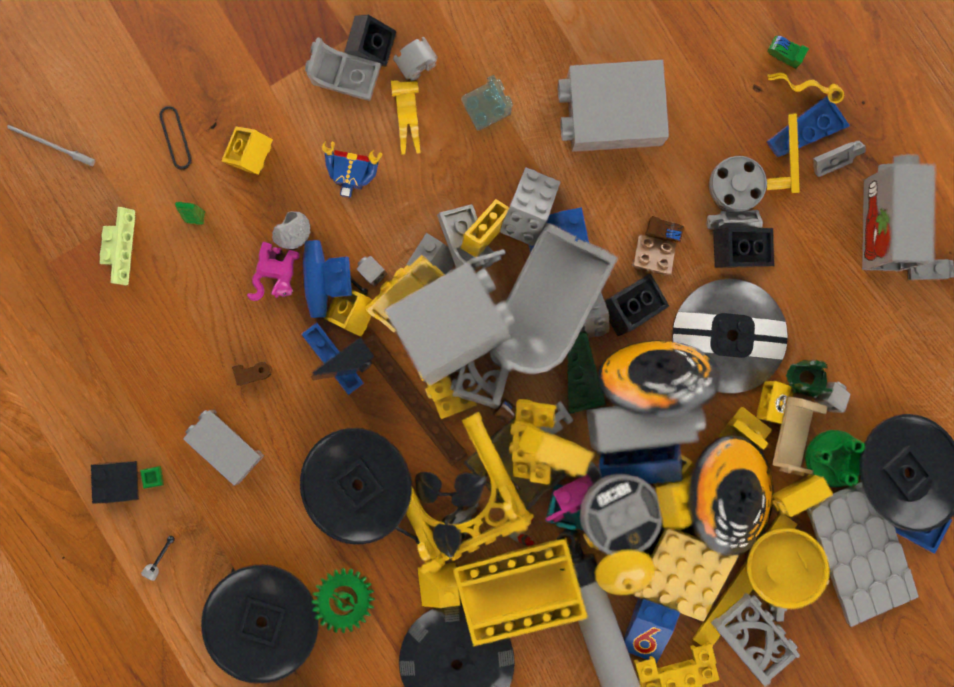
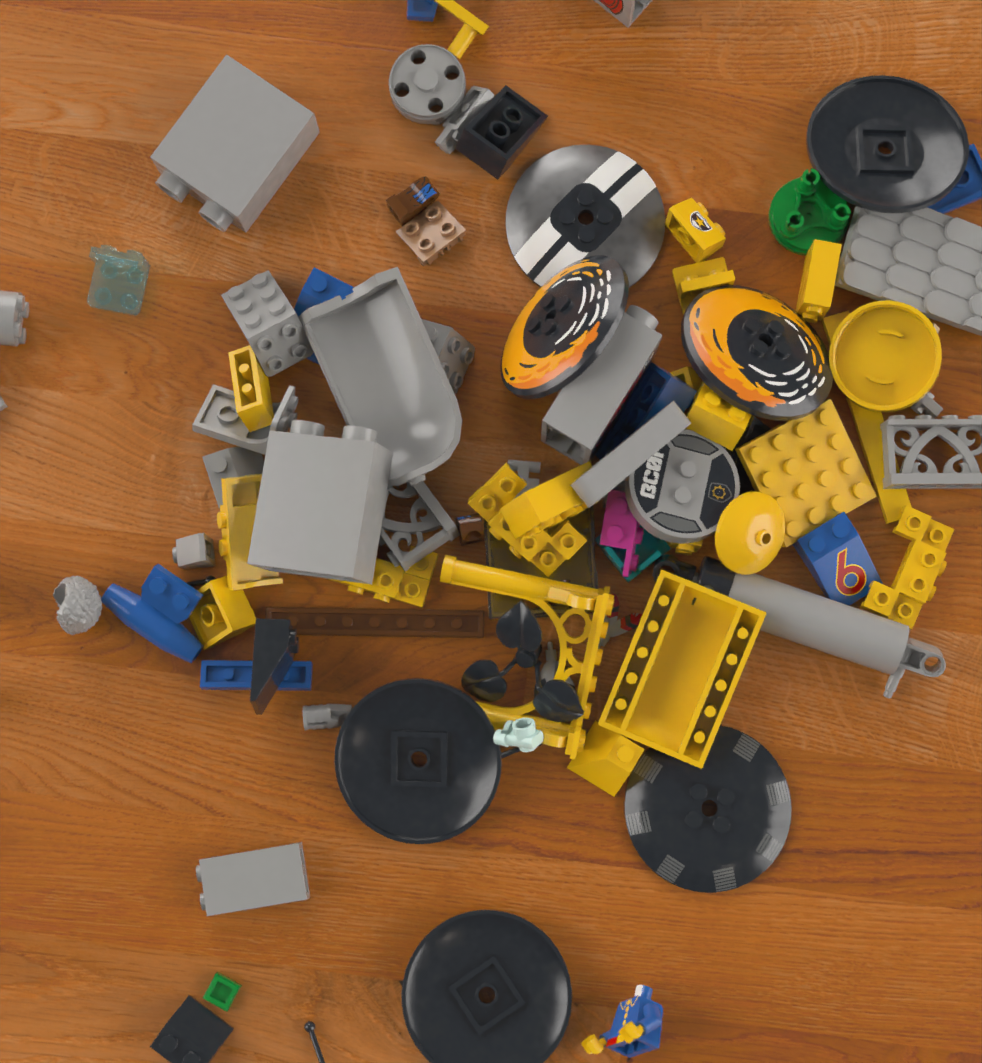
camera: 50 degrees left, 5 degrees down
(259, 372) = (200, 779): reddish brown leg -> none
(272, 268) = (102, 660): dark pink animal -> none
(340, 414) = (325, 716): none -> light grey hinge
(350, 169) = (63, 486): blue torso -> none
(359, 608) = (559, 870): green gear -> none
(406, 111) = (52, 375): yellow flag -> none
(412, 531) = (519, 733): none -> light aqua plate
(582, 377) = (500, 413): dark green wing -> none
(615, 474) = (630, 454): none -> light grey beam
(635, 305) = (468, 295): black slope -> none
(794, 435) = (746, 235): tan panel -> none
(820, 378) = (699, 187): dark green piece -> none
(834, 400) = (740, 163): light grey slope -> none

